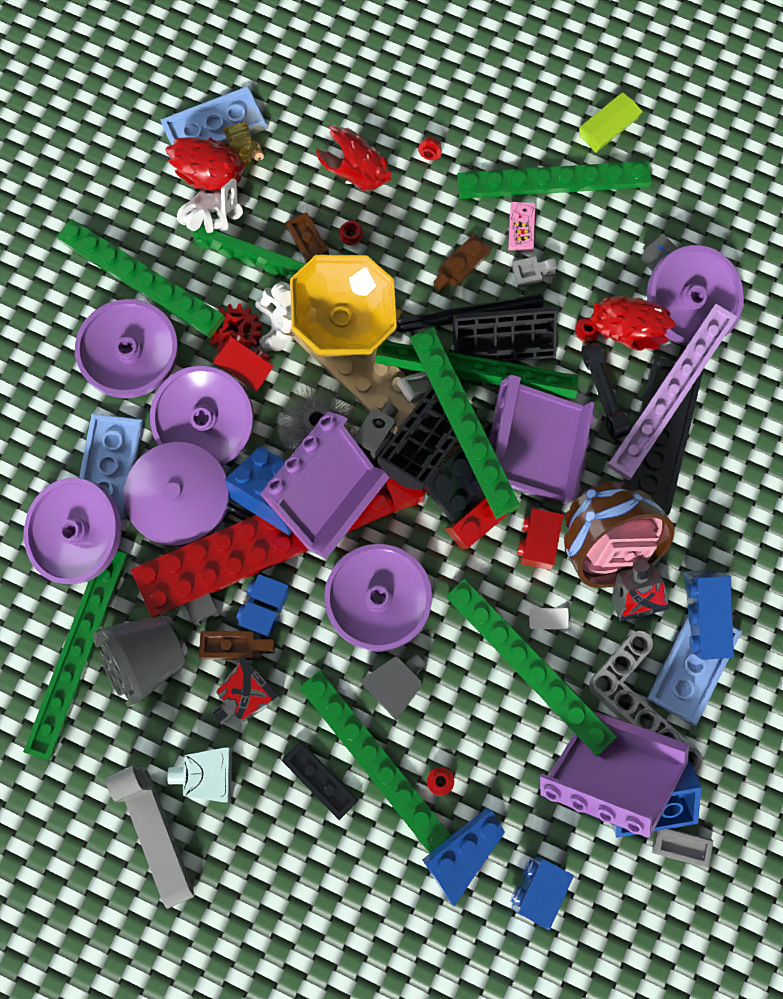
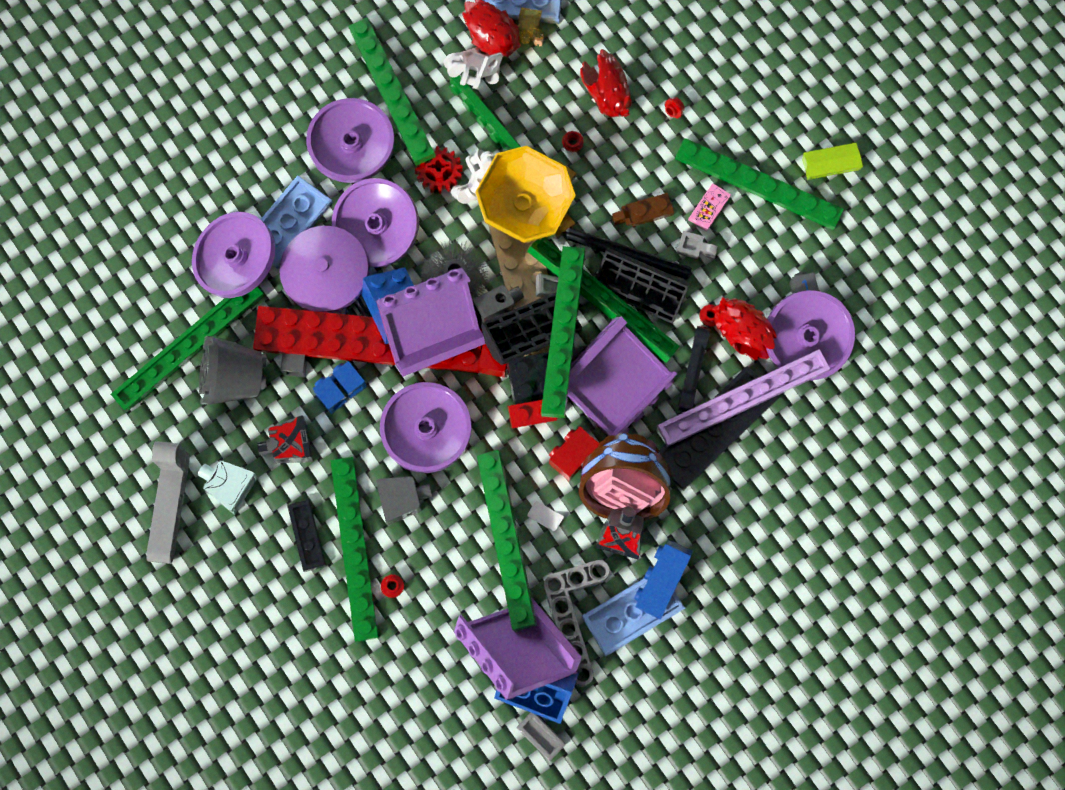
camera: 30 degrees right, 0 degrees up
(233, 645) = (301, 403): reddish brown hinge -> none
(243, 362) = (429, 197): red brick -> none
(306, 237) = (536, 128): reddish brown hinge -> none
(463, 854) = (377, 646): blue wing -> none
(541, 892) = (414, 702): blue brick -> none

